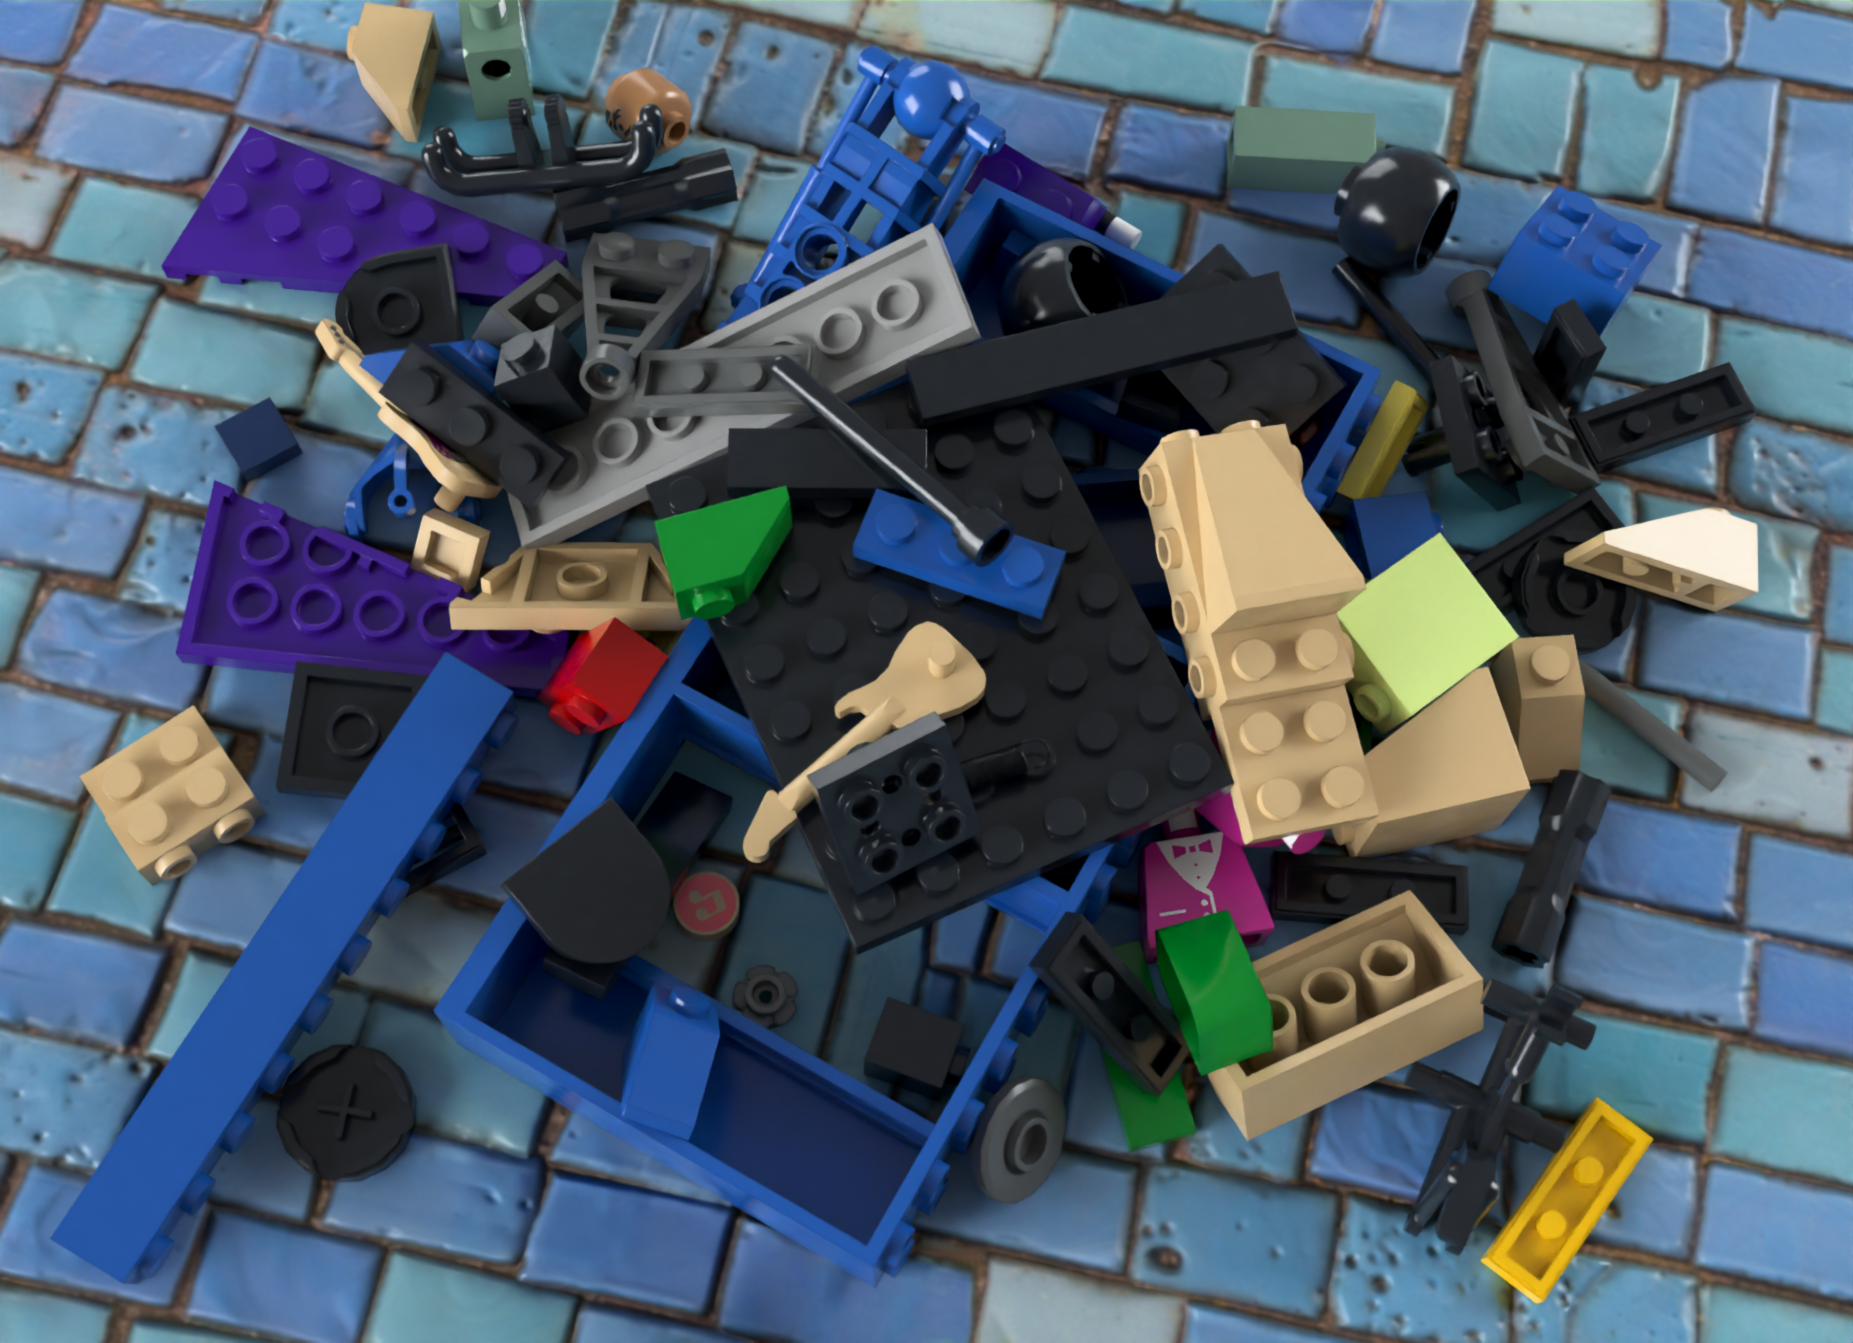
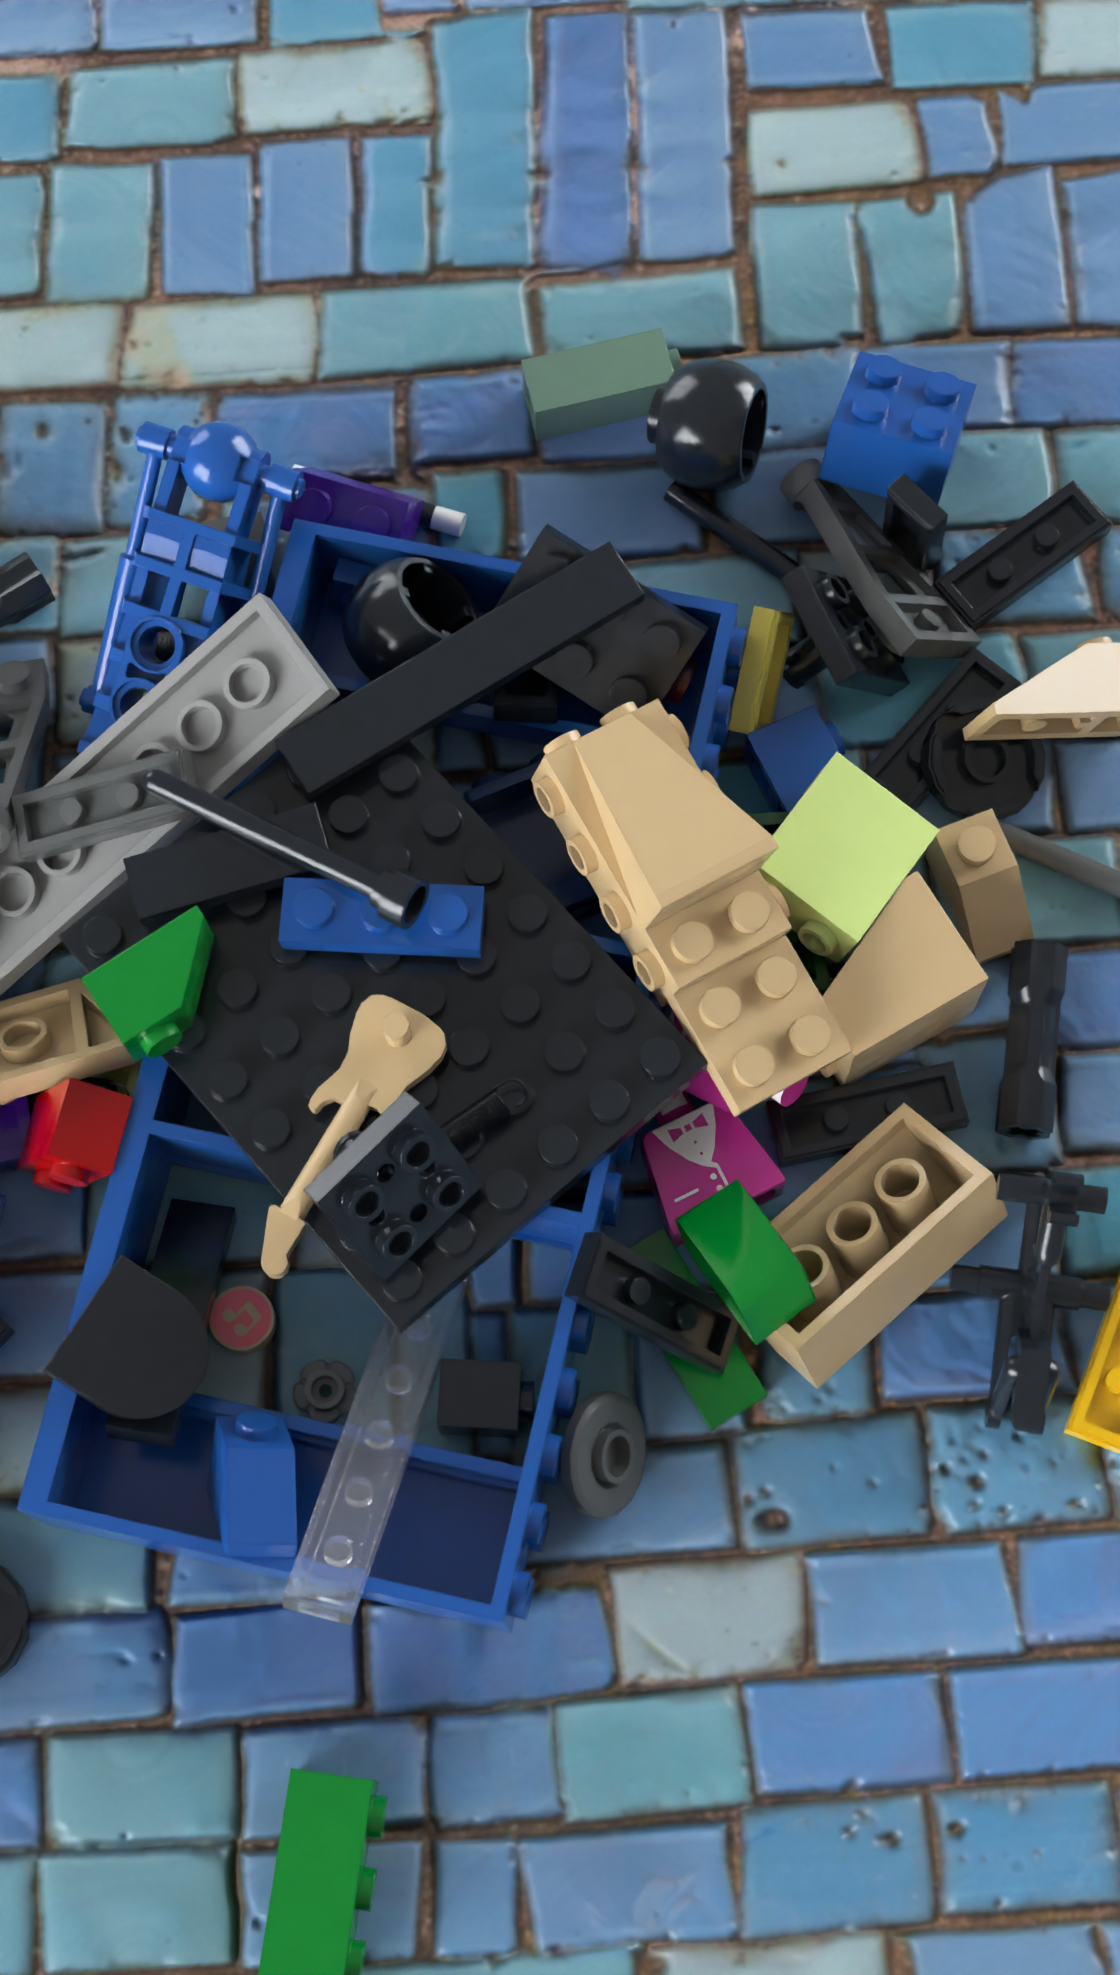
camera: 10 degrees left, 5 degrees up
(789, 1072) = (369, 1464): none -> clear tile

